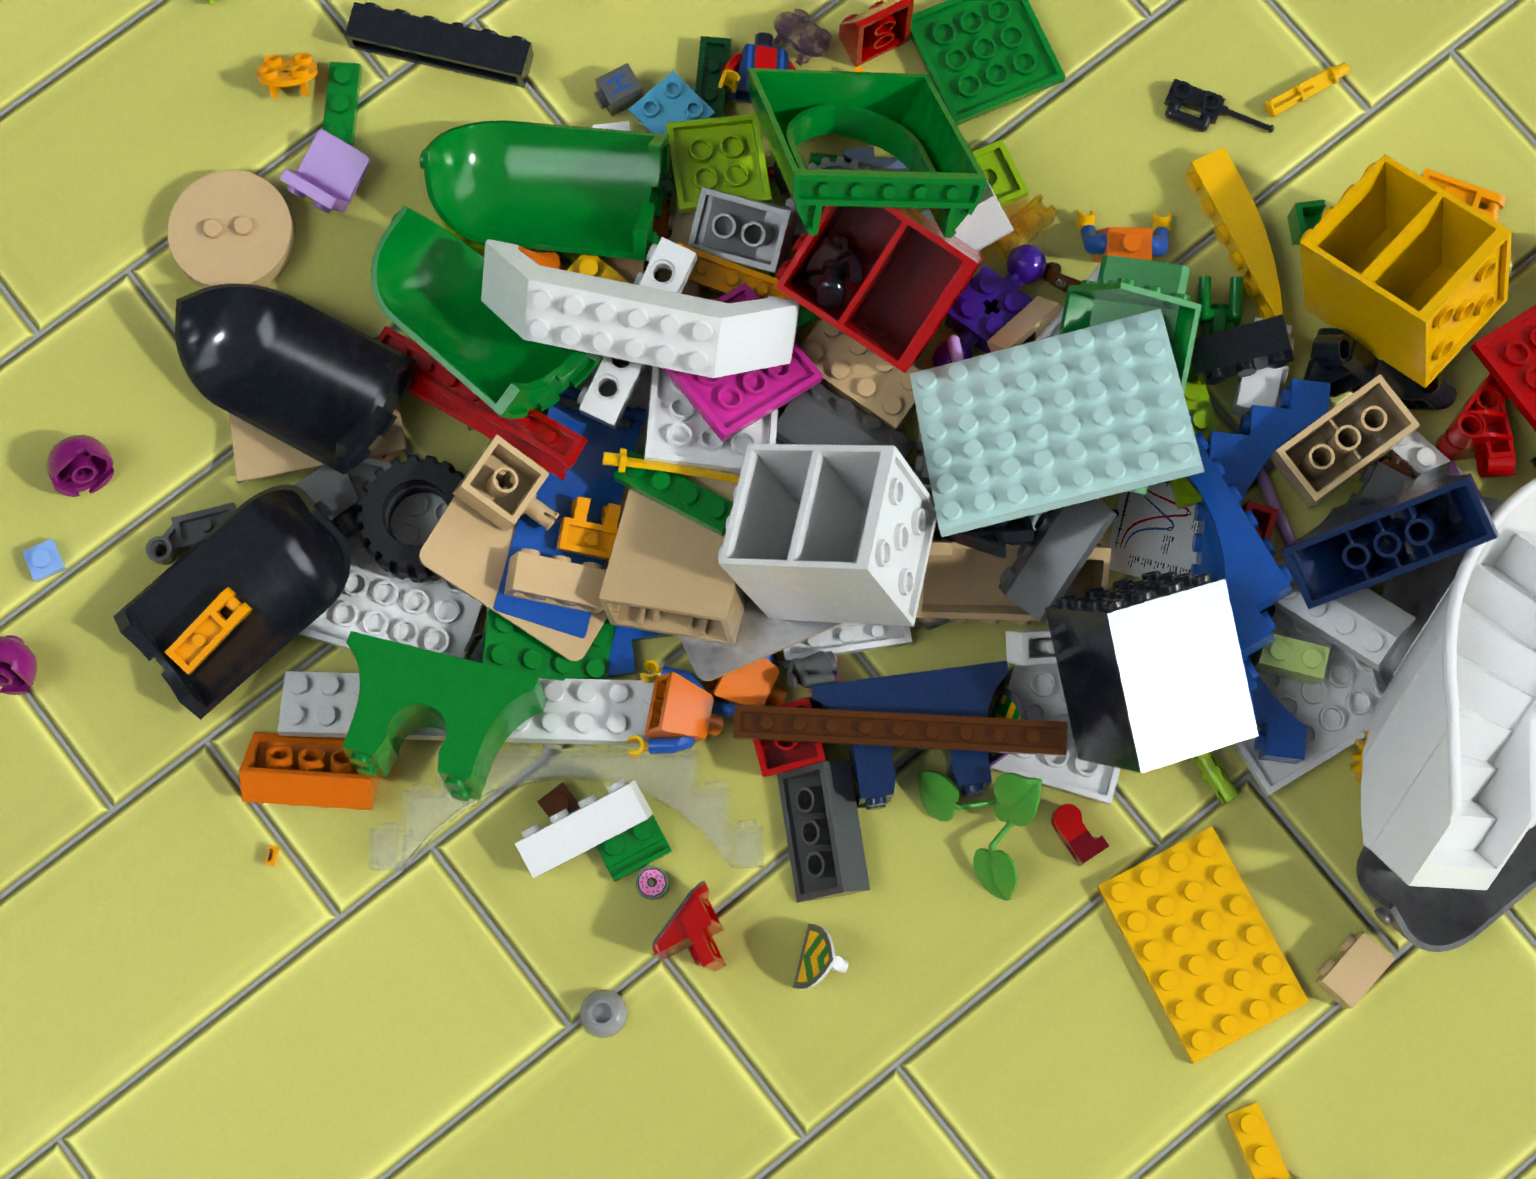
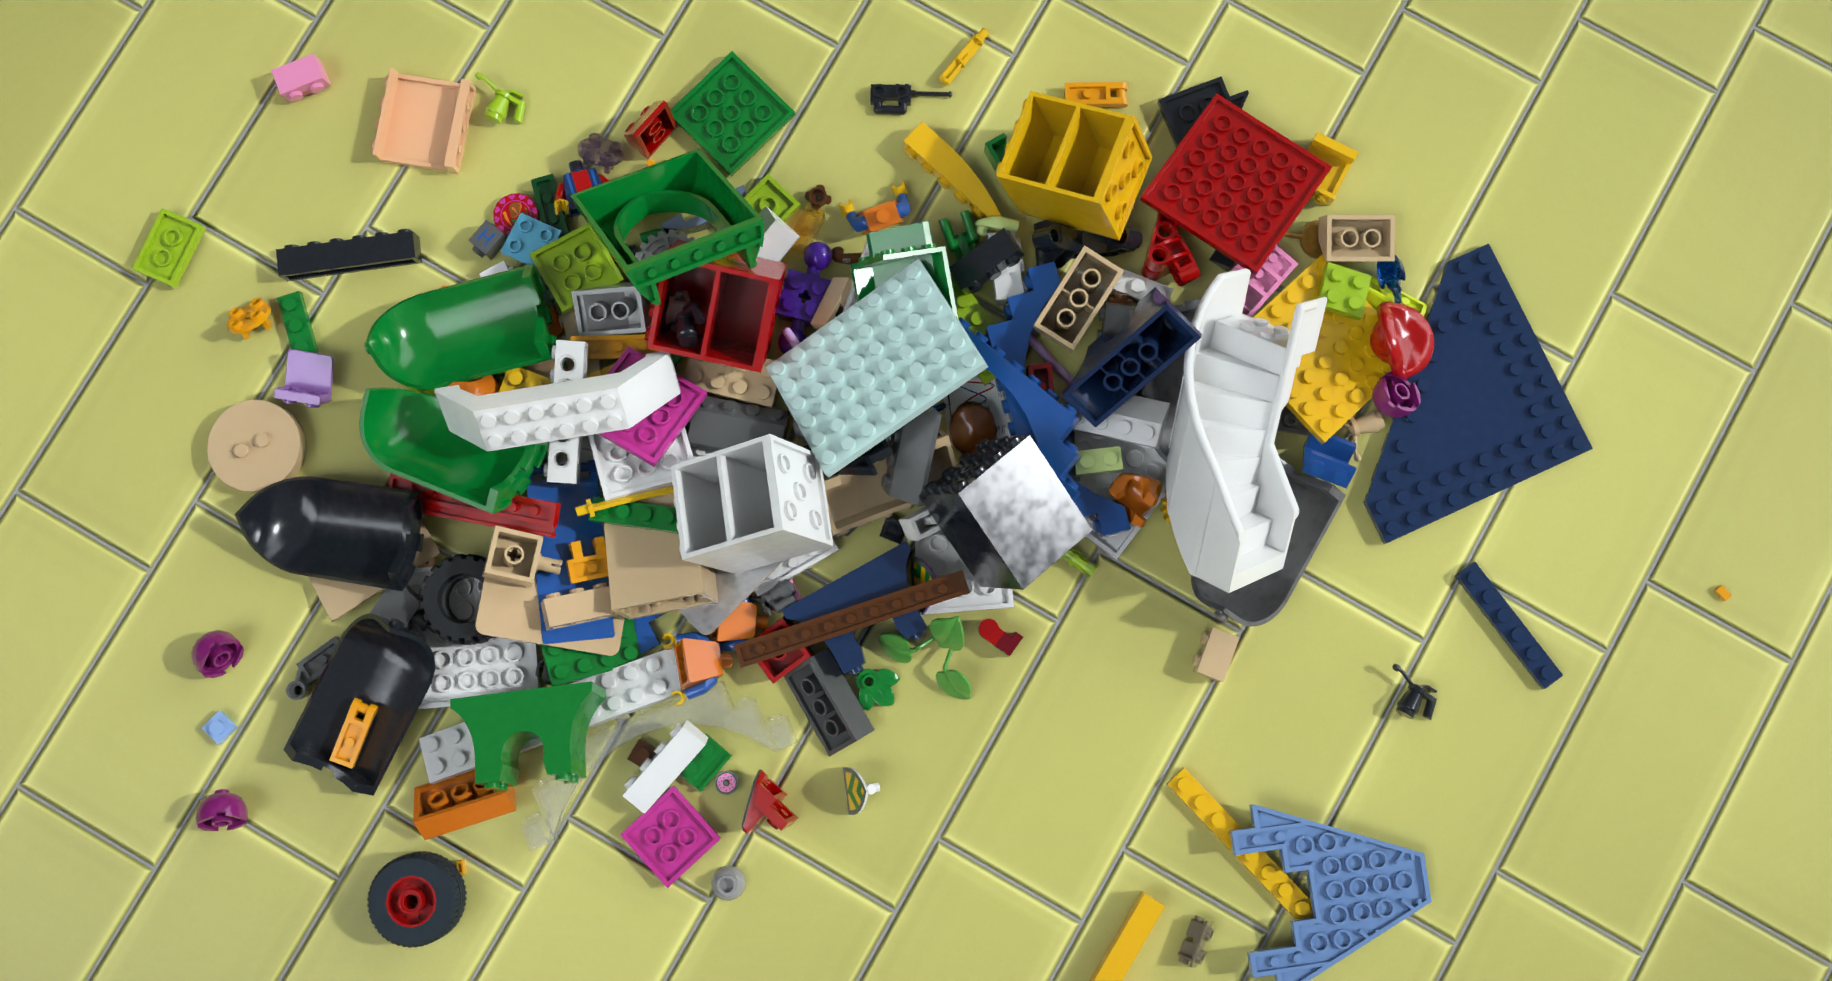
camera: 20 degrees left, 5 degrees up
(172, 867) = (395, 894): none -> black wheel
(554, 922) = (670, 836): none -> dark pink plate
(660, 62) = (509, 209): none -> tile
(894, 842) = (879, 690): none -> green plate
(990, 643) = (892, 529): none -> black slope
(1057, 185) = (820, 191): none -> reddish brown plate
(1142, 549) = (971, 425): none -> reddish brown piece
(1202, 944) = (1109, 676): yellow plate -> none
(1270, 307) = (995, 223): none -> yellowish green arm
(1329, 719) = (1137, 494): none -> orange piece

